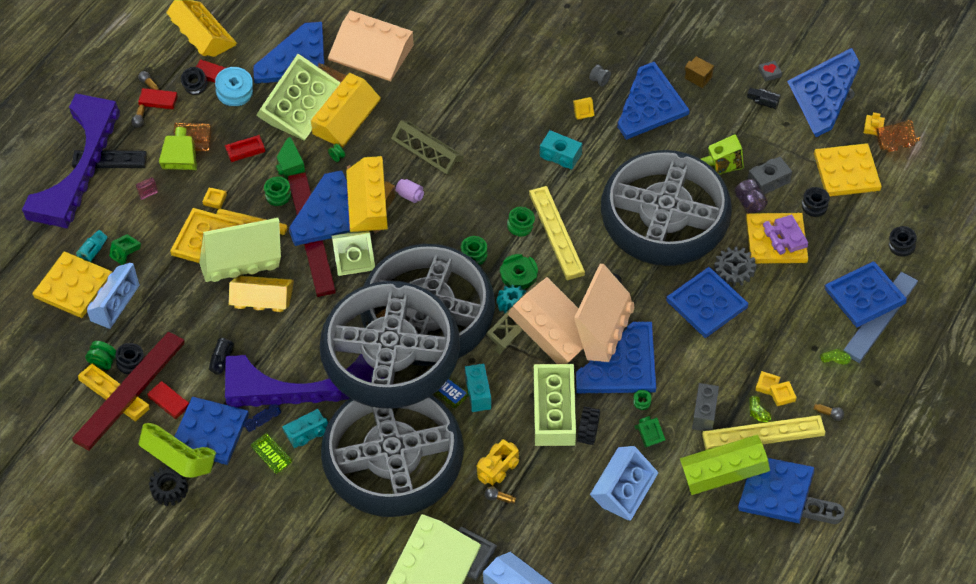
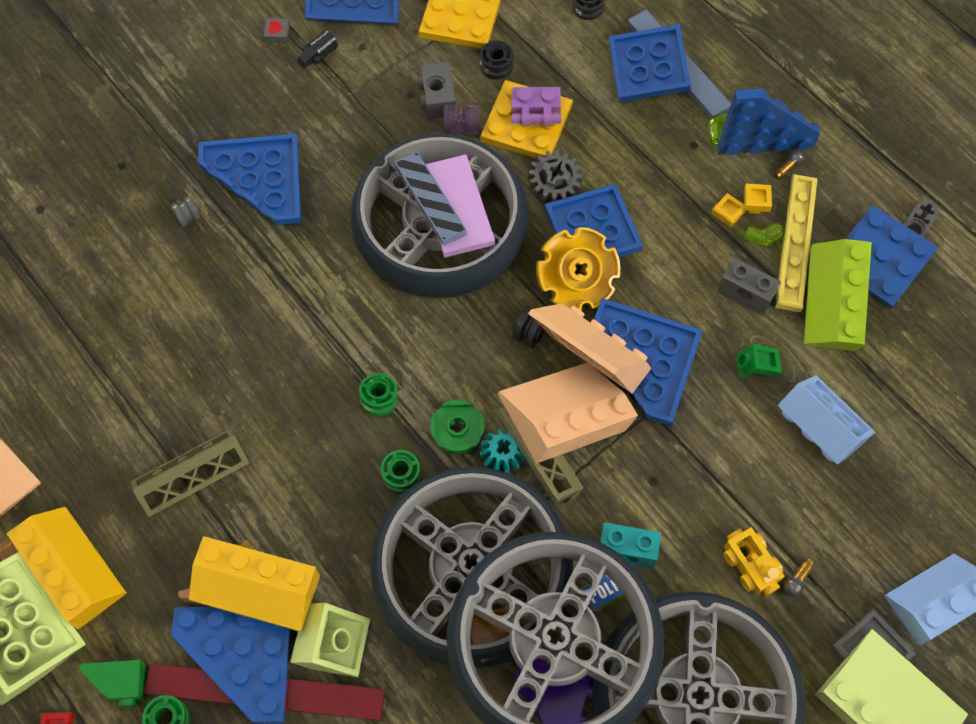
camera: 70 degrees left, 10 degrees up
(336, 152) = (137, 604): green bush -> none
(409, 190) = (258, 522): lavender brick -> none
(554, 405) = (692, 458): yellowish green brick -> none
(557, 233) = (410, 358): light yellow tile -> none
(560, 149) = (288, 290): teal brick -> none
(583, 108) = (228, 251): yellow tile -> none
(588, 425) = (738, 427): black tyre -> none
(642, 394) = (705, 360): green bush -> none
(662, 186) = (430, 198): none -> sand blue tile
(666, 284) = (597, 269): none -> yellow piece
(668, 205) = (460, 189): none -> lavender tile
(699, 72) = (241, 101): pearl gold brick -> none
(725, 155) = (389, 120): lime torso -> none
(835, 371) = (763, 124): none -> blue plate

